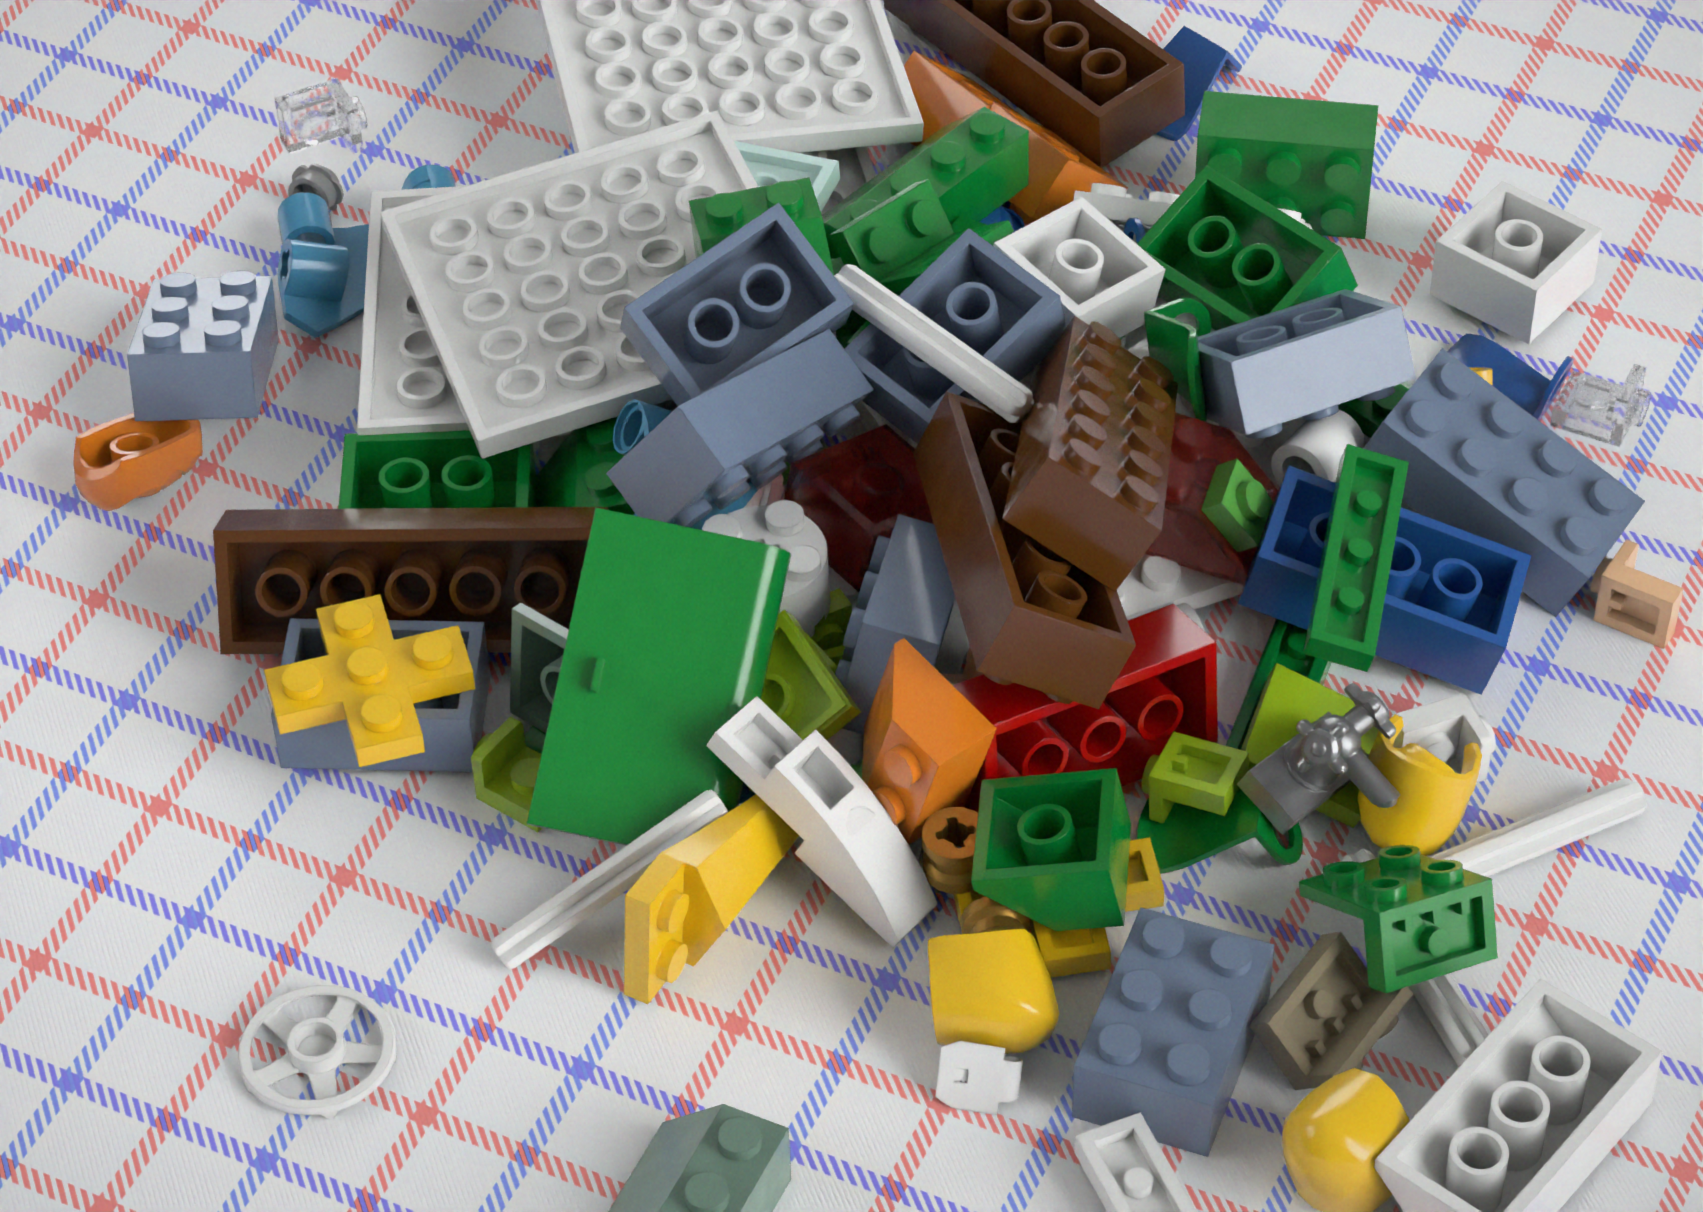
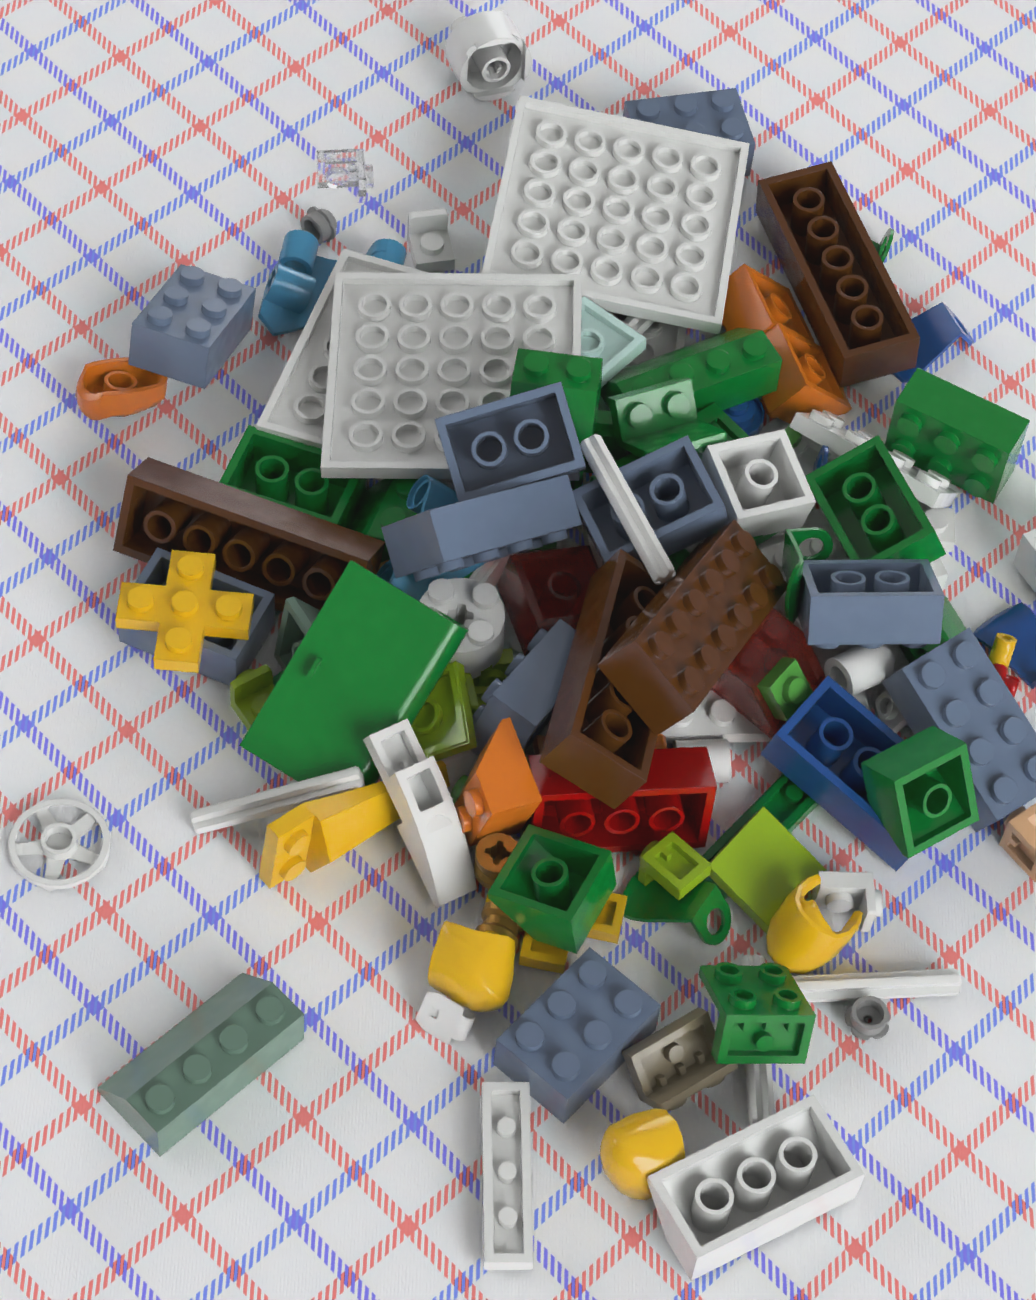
camera: 15 degrees right, 10 degrees up
(469, 152) = (430, 240): none -> white bracket
(1322, 763) = (751, 889): flat silver piece -> none
(1356, 558) = (837, 759): green plate -> none
(1482, 559) = (922, 789): none -> green slope
(1546, 877) = (868, 1007): none -> light grey plate

